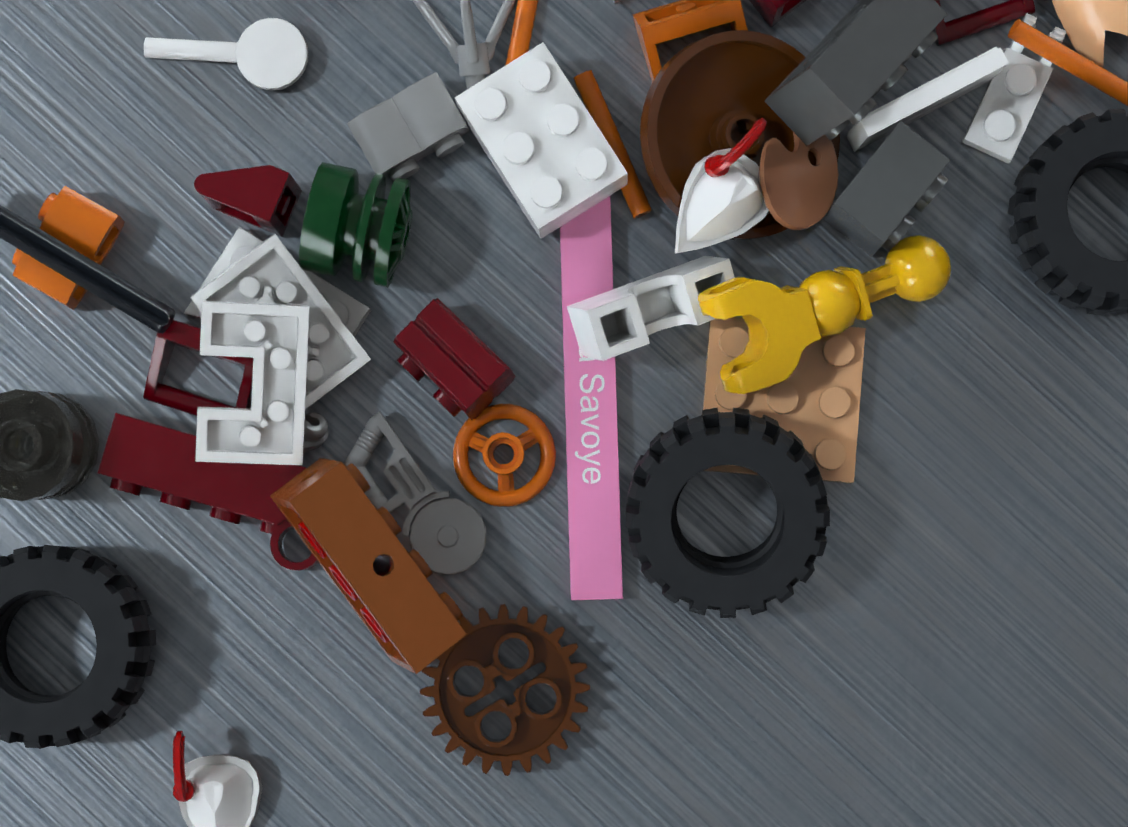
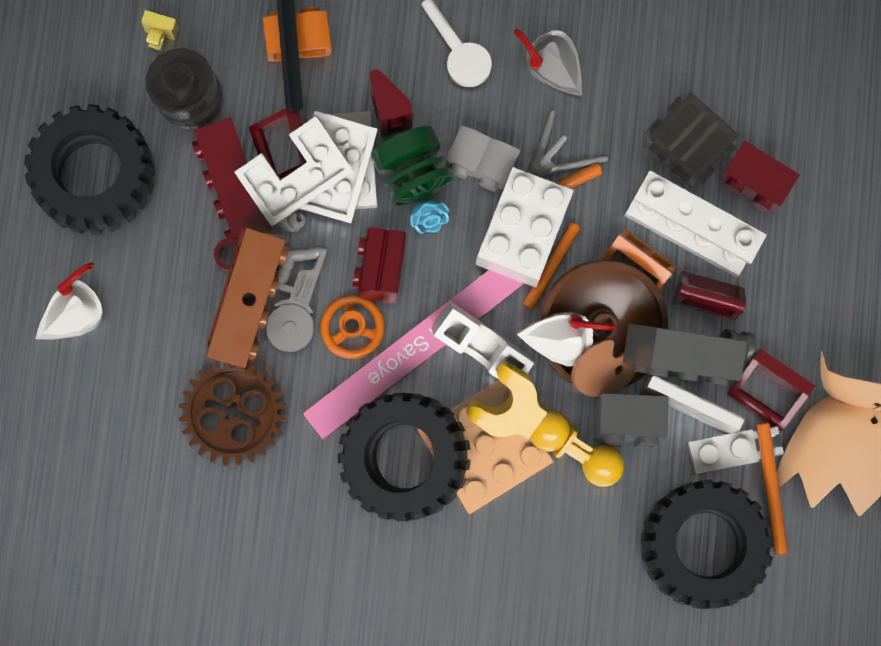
camera: 40 degrees right, 5 degrees down
(433, 251) = (429, 215): none -> medium azure plate

